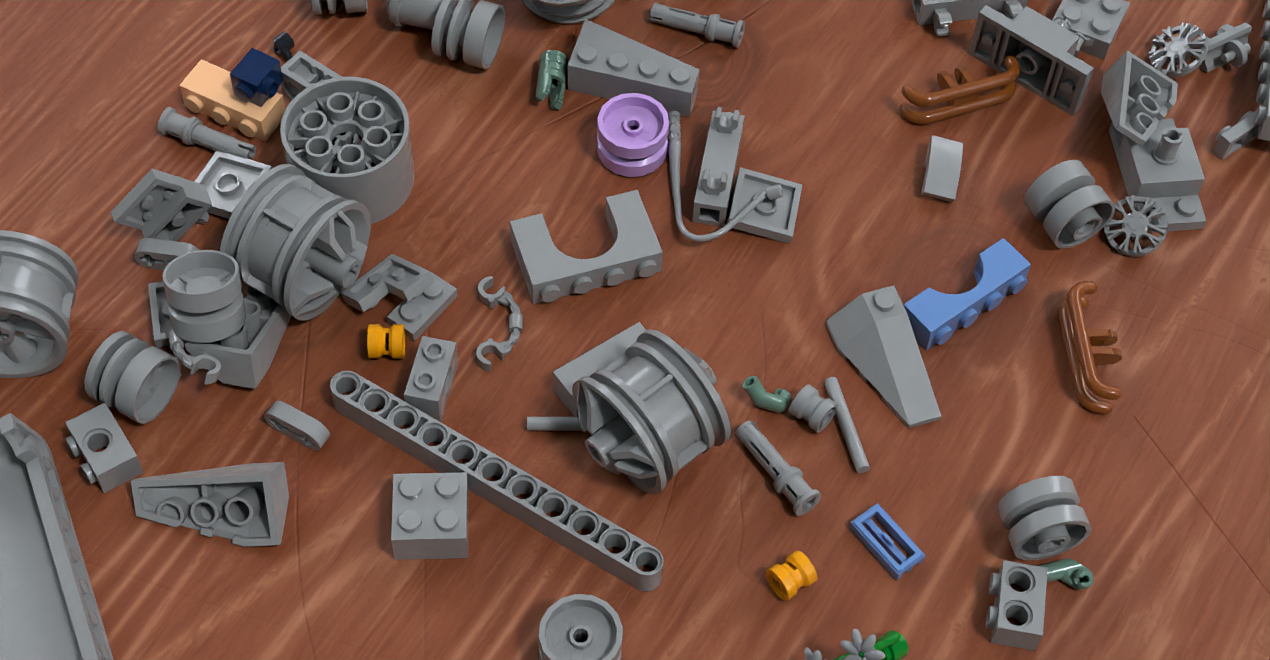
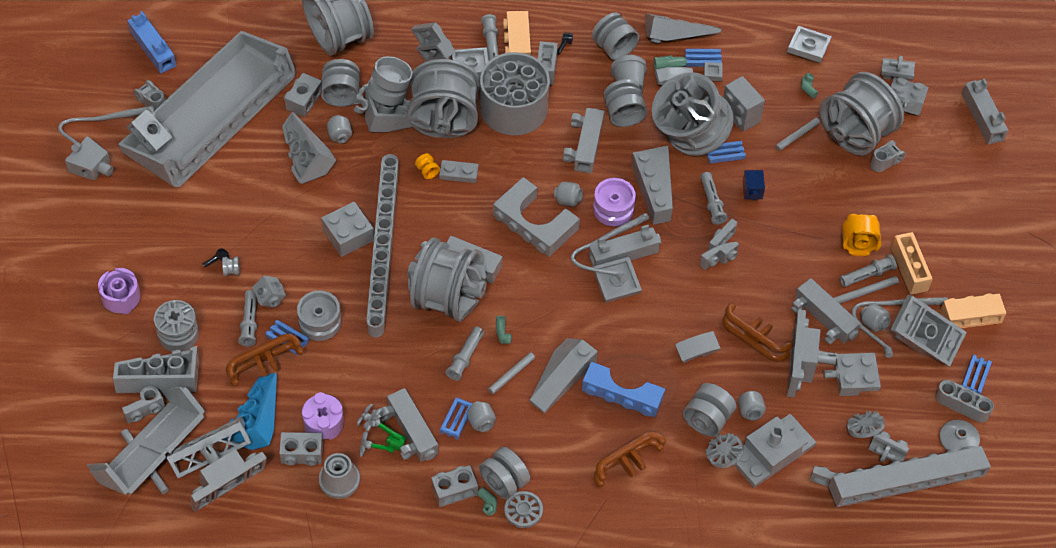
camera: 60 degrees right, 0 degrees up
(158, 253) = (414, 57): light grey beam -> none
(219, 428) = (339, 129): none -> light grey head
(256, 77) = (527, 35): dark blue brick -> none
(297, 425) = (361, 157): light grey beam -> none
(389, 276) = (460, 150): light grey plate -> none
(432, 376) = (418, 193): light grey brick -> none
(492, 110) = (588, 141): none -> light grey brick
(515, 323) = (486, 201): light grey piece -> none
(552, 78) = (627, 152): sand green hinge -> none
(574, 184) = (568, 194): none -> light grey head
(774, 46) = (723, 235): none -> light grey plate
(791, 575) = (411, 384): light orange wheel -> none
(803, 73) = (720, 253): none -> light grey slope
(813, 408) = (507, 356): light grey wheel -> none
(873, 610) = (412, 424): none -> light grey brick
(912, 502) = (481, 416): none -> light grey head
(1081, 149) = (751, 405): none -> light grey head
(1106, 533) = (523, 509): none -> light grey wheel
(1137, 96) = (805, 414): light grey wedge -> none

